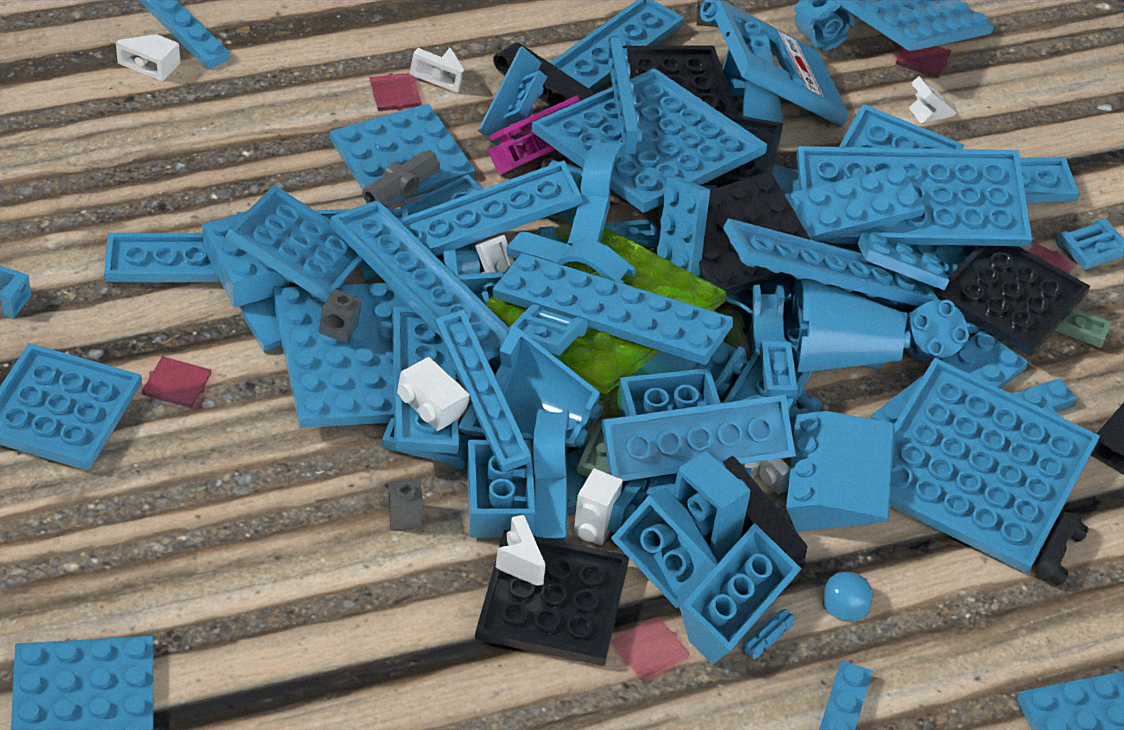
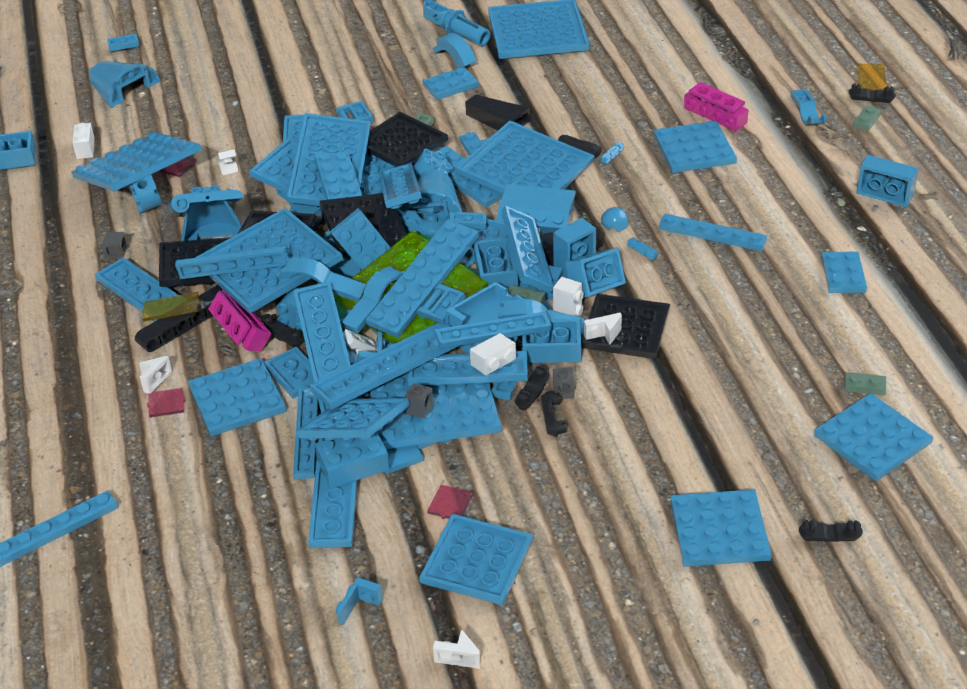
camera: 80 degrees left, 5 degrees down
(149, 55) = (106, 533): white slope -> none
(353, 489) = (552, 426): none -> black piece
(394, 468) = (532, 388): none -> black piece
(402, 178) = (278, 384): dark grey piece -> none
(516, 94) = (200, 327): dark azure bracket -> none
(567, 66) = (170, 306): none -> clear yellow piece
(650, 649) = (654, 291): clear pink piece -> none
(736, 593) = (632, 249): dark azure slope -> none
(903, 260) = (382, 169): dark azure plate -> none
(1056, 601) = (612, 152): none -> dark azure axle

